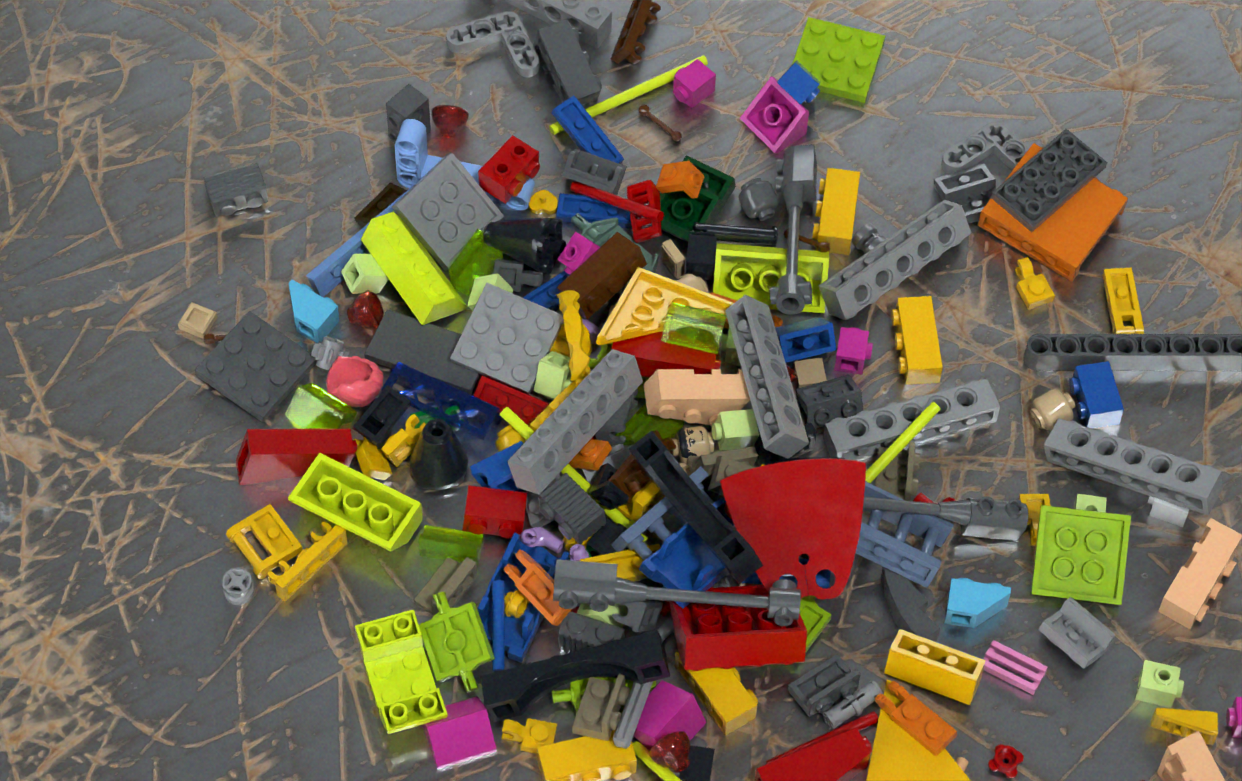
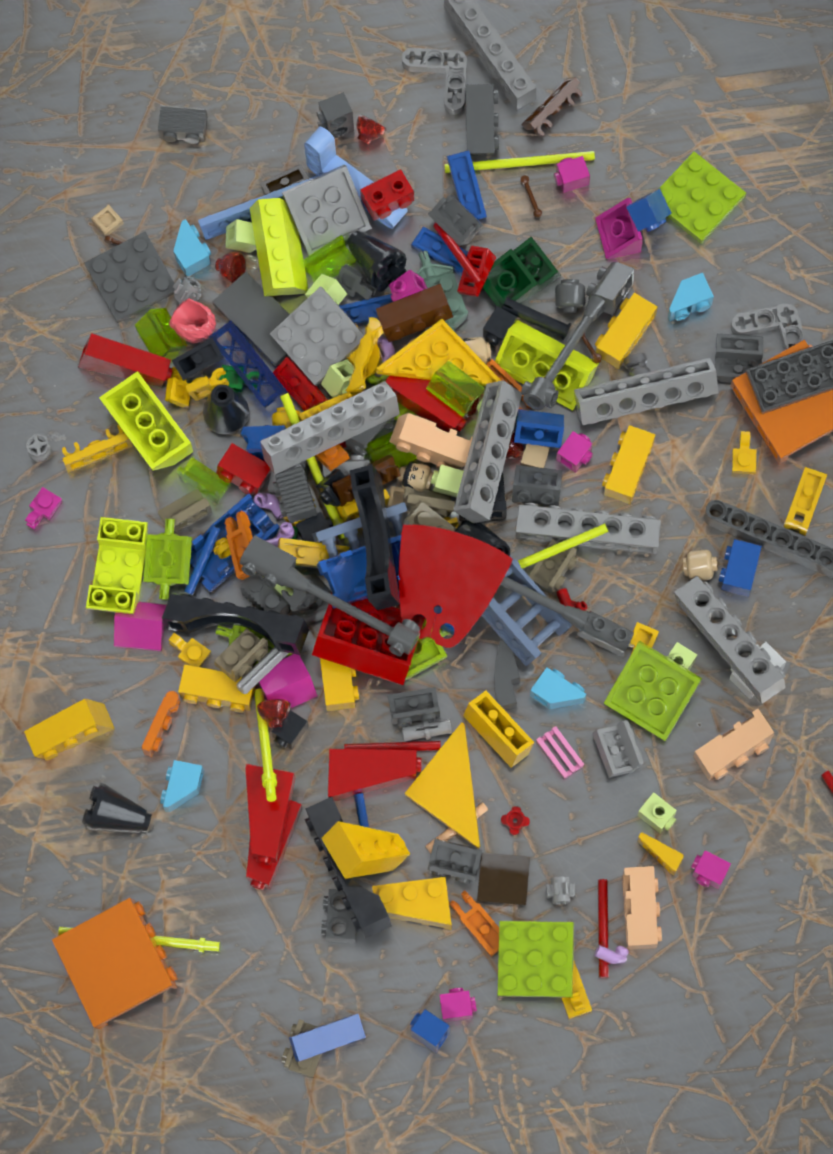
camera: 30 degrees right, 15 degrees up
(271, 534) = (81, 420): yellow plate -> none
(275, 647) = (43, 505): none -> dark pink plate
(543, 202) = (407, 227): yellow piece -> none
(672, 258) = (478, 317): tan tile -> none
(680, 177) = (513, 257): orange bracket -> none
(887, 152) = (691, 296): none -> medium azure slope
(917, 719) = (464, 764): orange hinge -> none

